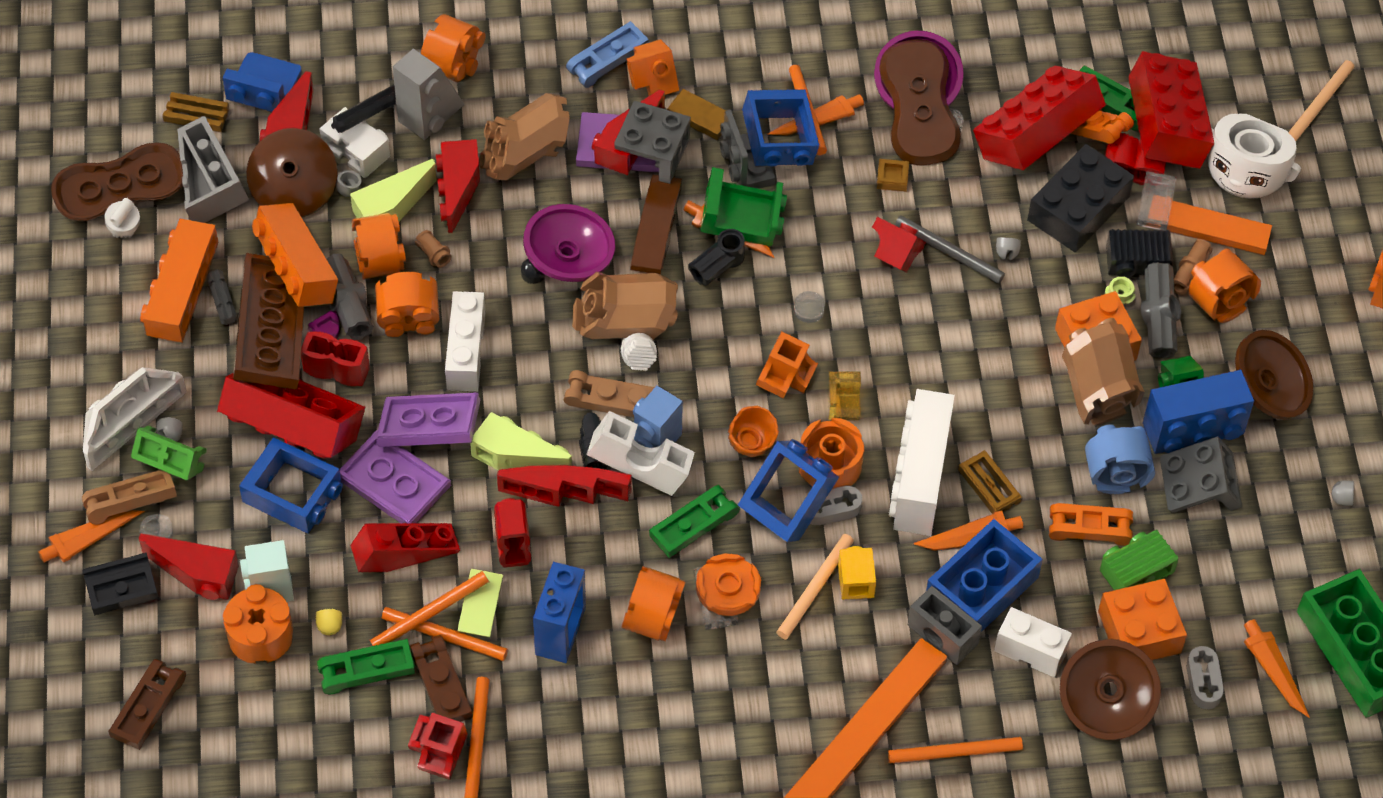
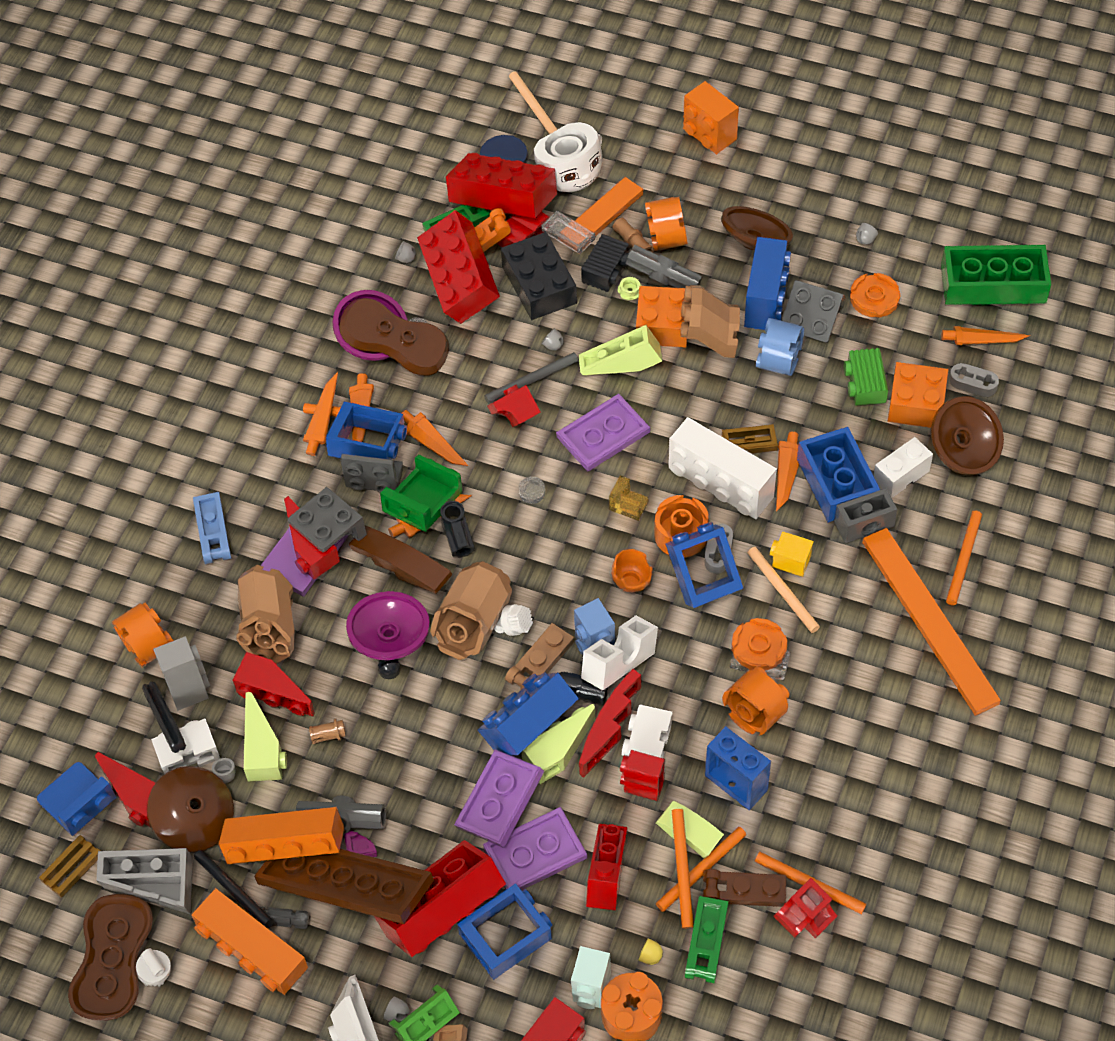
camera: 60 degrees left, 0 degrees up
(228, 246) = (233, 888): none -> black bar
(332, 358) = (406, 842): red brick -> none
(377, 245) = (309, 768): orange brick -> none
(407, 304) = (379, 768): orange brick -> none
(464, 341) = (454, 748): white arch -> none
(527, 400) = (527, 713): none -> blue brick
(563, 525) = (649, 731): none -> white brick
(653, 68) = (250, 498): orange brick -> none
(693, 521) = (687, 647): green plate -> none
(704, 115) = (309, 486): pearl gold tile -> none
(787, 366) = (582, 525): orange brick -> none
(794, 81) = (319, 423): none -> orange bar
(824, 183) = (427, 434): none -> orange bar
(892, 175) = (443, 385): pearl gold tile -> none
(919, 342) = (603, 432): none -> medium lavender tile
(1026, 318) = (623, 354): none -> yellowish green slope
(1038, 68) = (405, 253): none -> light grey hinge
(1091, 523) = (817, 392): orange plate -> none
(1179, 371) = (730, 282): green brick -> none
(1230, 96) = (506, 148): none -> dark blue tile
(1265, 535) = (875, 295): none -> orange tile

